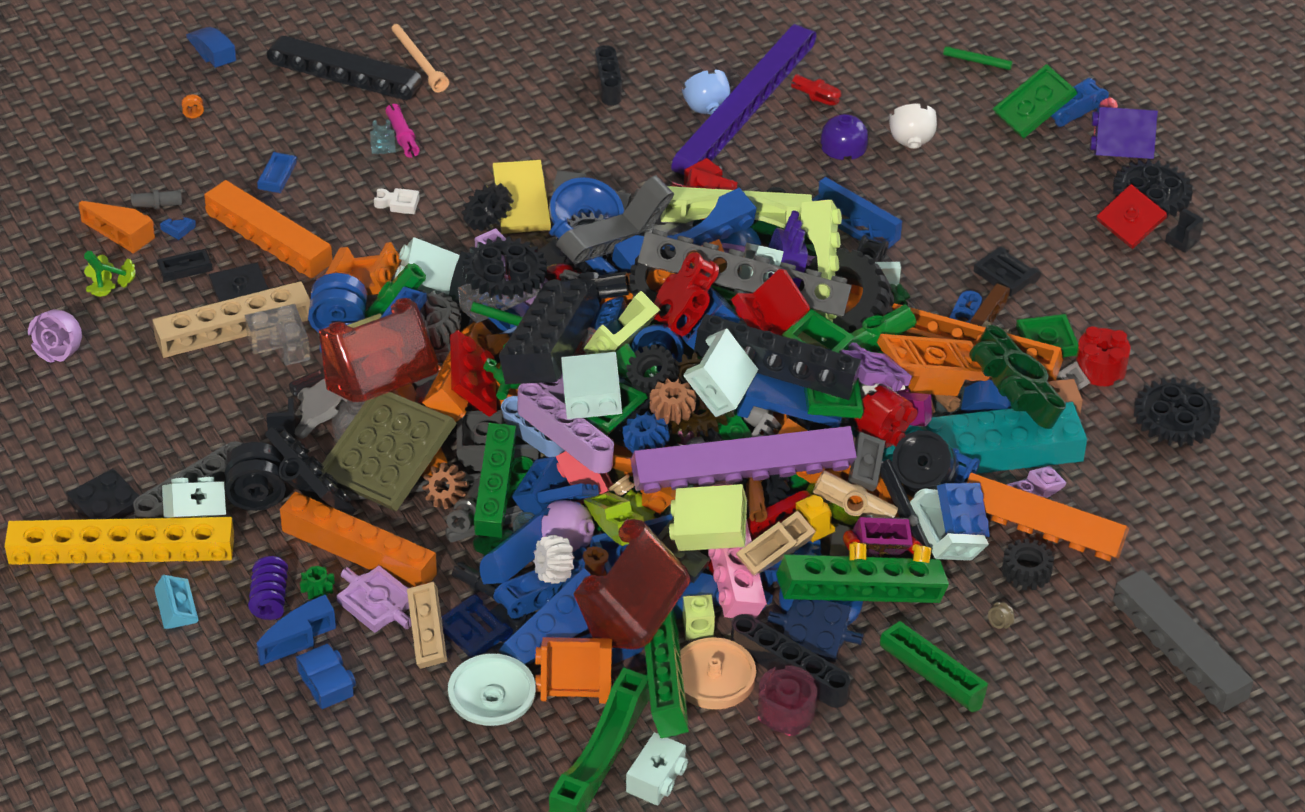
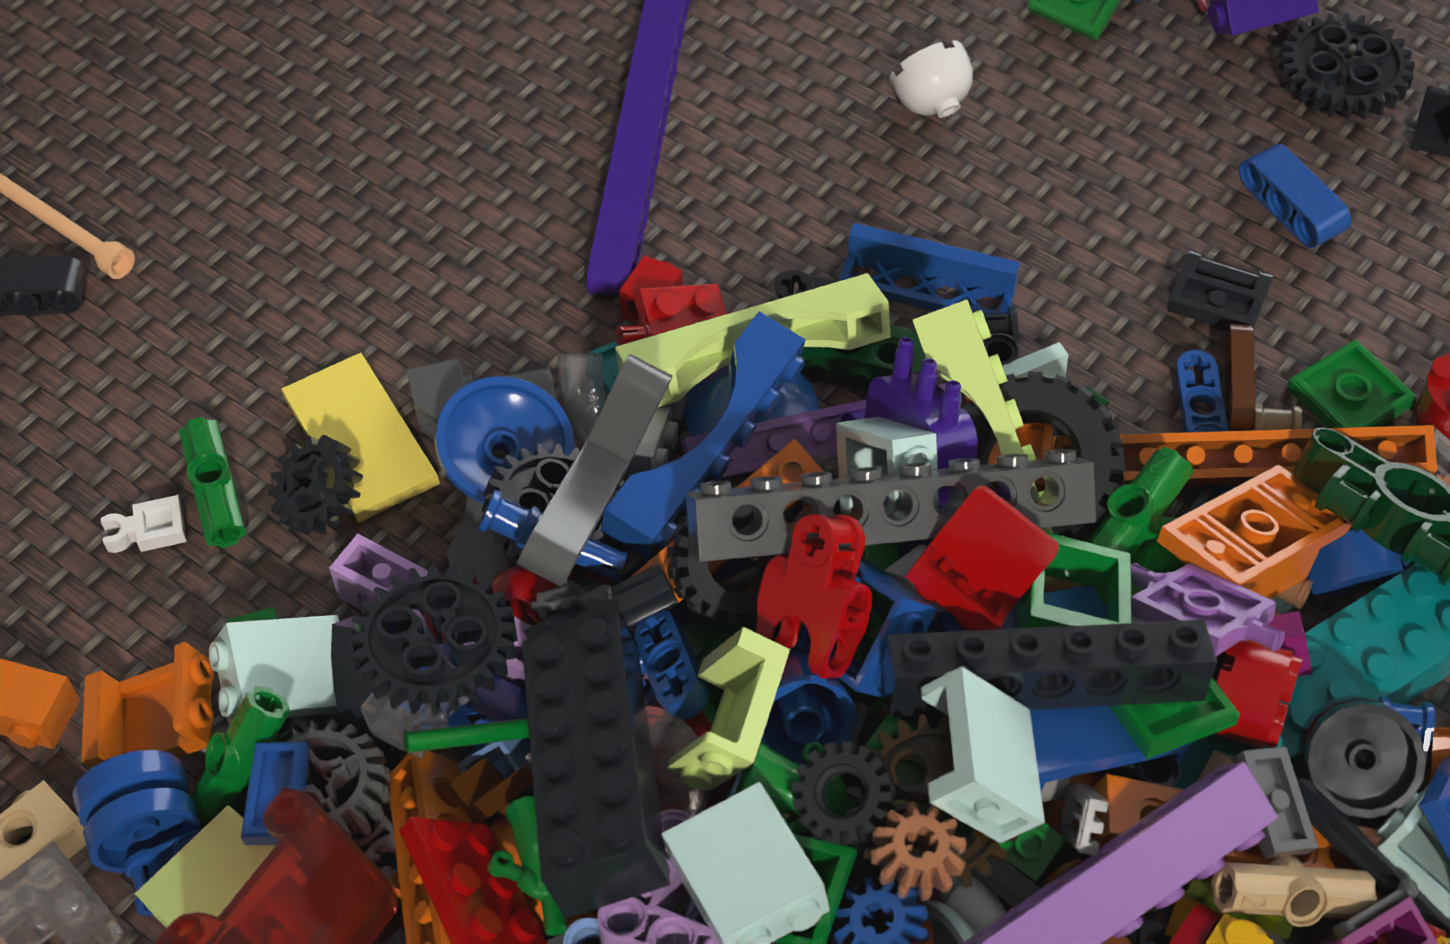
camera: 20 degrees left, 10 degrees up
(382, 138) = (65, 408): clear light blue plate -> none
(404, 135) = (102, 388): dark pink pin -> none
(438, 191) = (212, 482): none -> green piece
(608, 75) = (398, 151): black beam -> none
(706, 91) = (580, 131): light blue cylinder -> none
(817, 90) = (748, 64): red arm -> none
(844, 136) = (833, 135): dark purple cylinder -> none
(1078, 240) = (1295, 195): none -> blue beam
(1131, 216) = (1351, 125): red plate -> none

